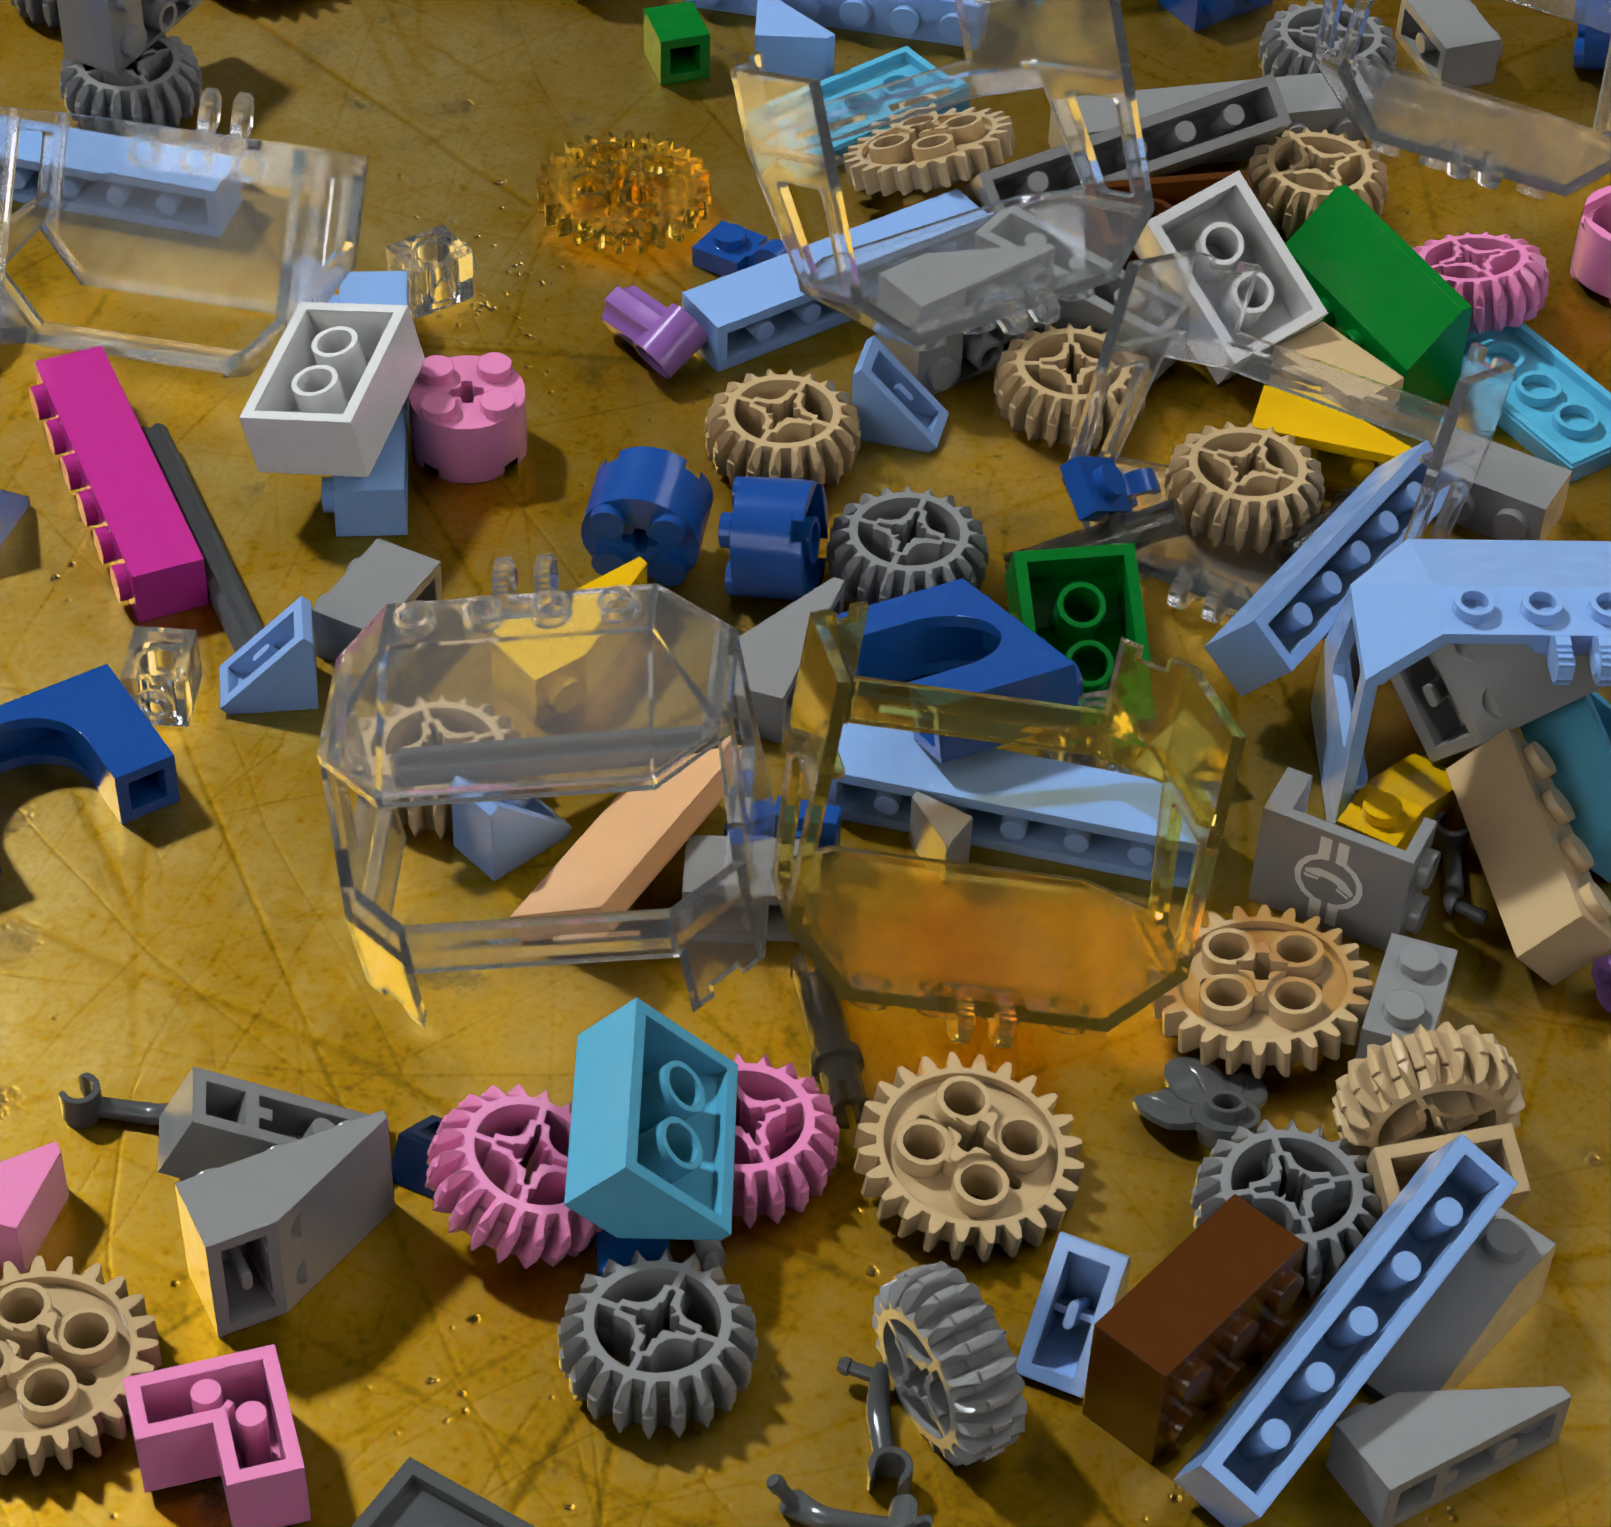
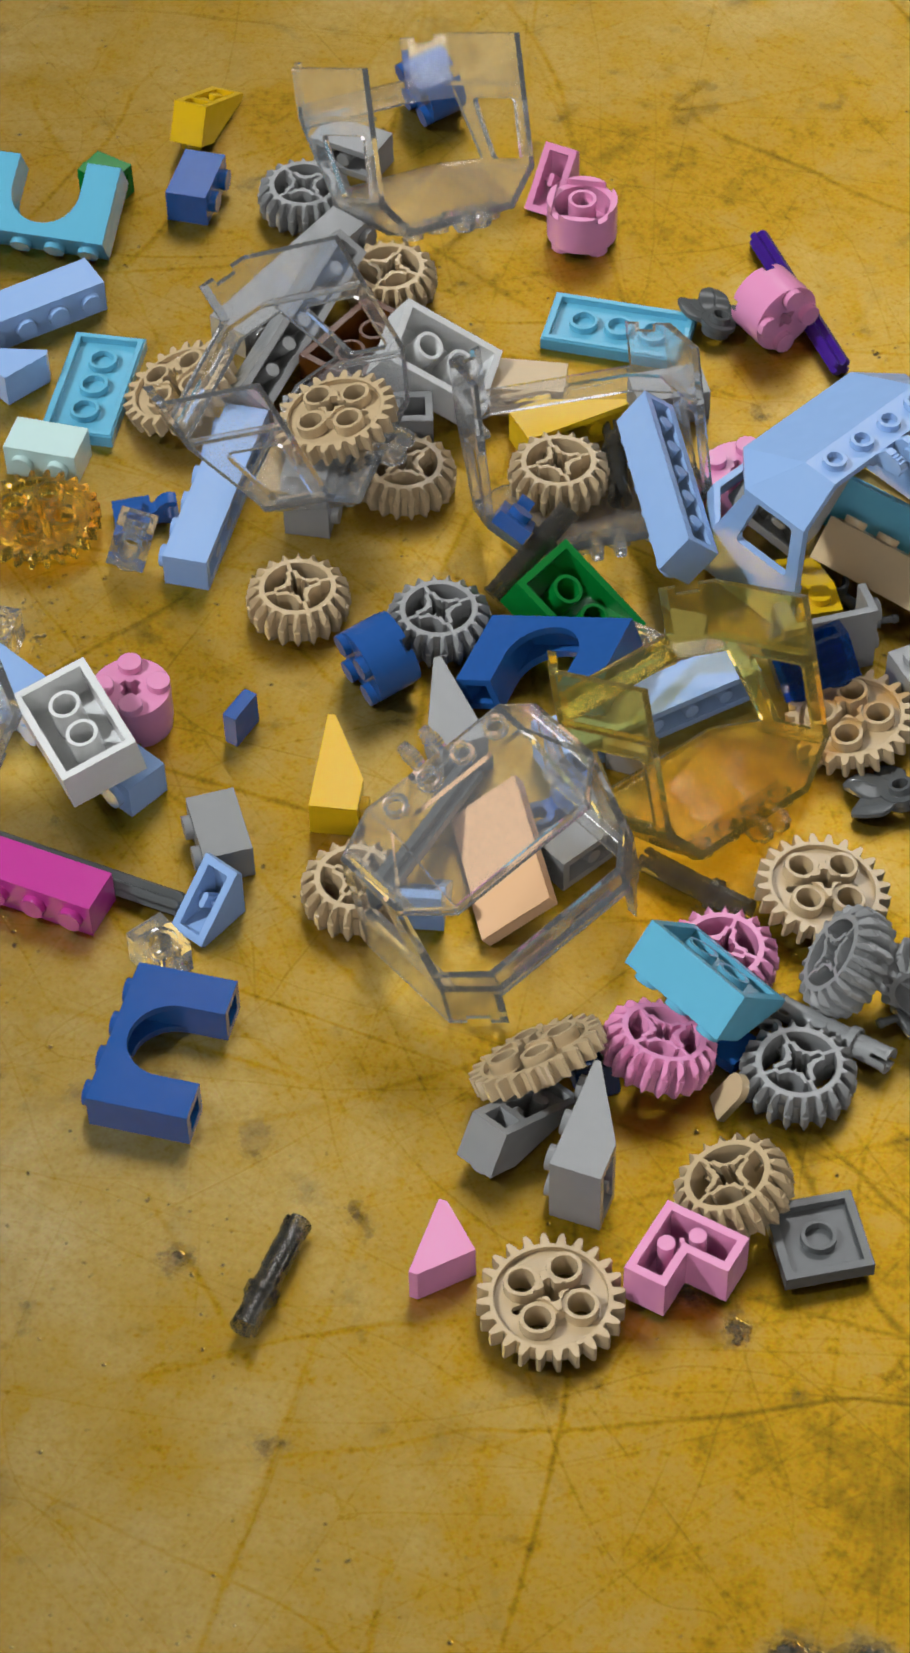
camera: 40 degrees left, 5 degrees up
(90, 1109) = (411, 1173): dark grey piece -> none
(357, 1072) = (538, 1057): none -> tan gear
(389, 1405) = (737, 1184): none -> tan gear
(544, 1302) = (729, 1095): none -> tan piece
(559, 506) = (241, 717): none -> blue tile
(647, 509) = (301, 690): blue brick -> none
(658, 333) = (171, 588): medium lavender piece -> none
(678, 258) = (133, 526): none -> clear brick
(710, 125) = (46, 446): none -> light aqua brick
(777, 1357) = (862, 1046): none -> light grey pin
(860, 1246) = (847, 961): none -> light grey gear
(893, 403) = (332, 542): light blue slope -> none
(995, 241) = (340, 415): none -> tan gear
(1276, 877) = (835, 662): none -> clear blue brick
(1383, 294) = (511, 319): green slope -> none
(1494, 274) = (534, 287): bright pink gear -> none

